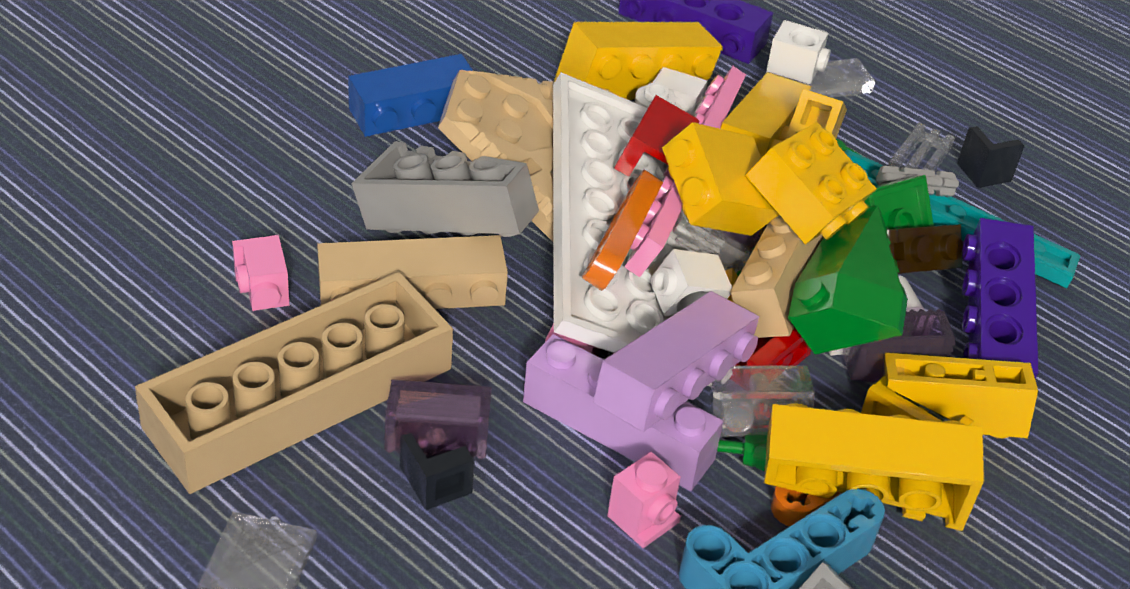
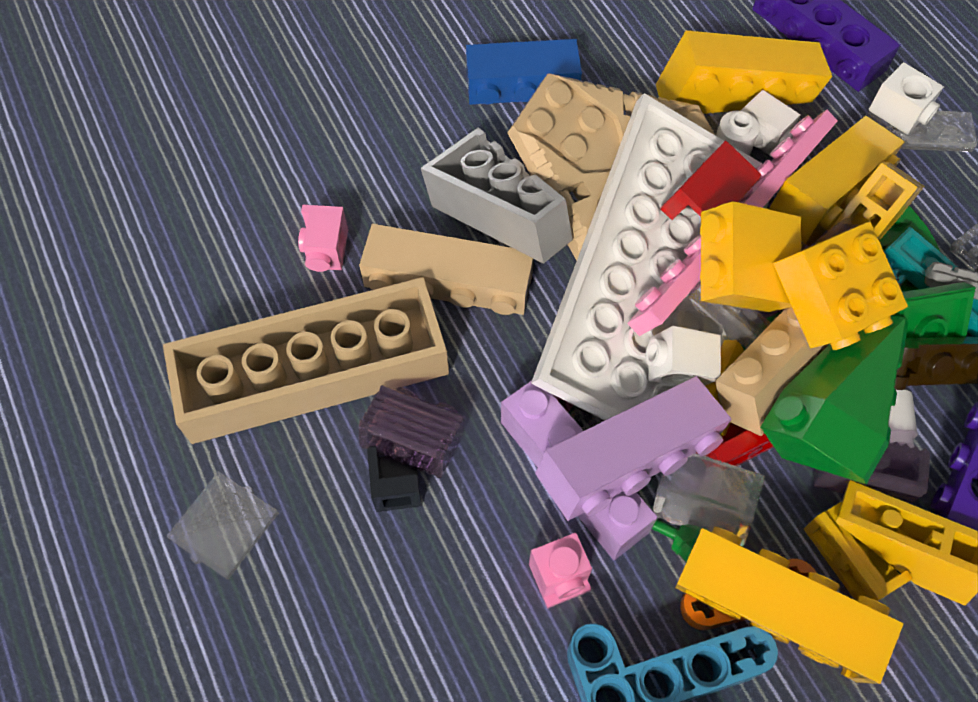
camera: 25 degrees right, 20 degrees up
(622, 230) = (634, 289): orange beam -> none

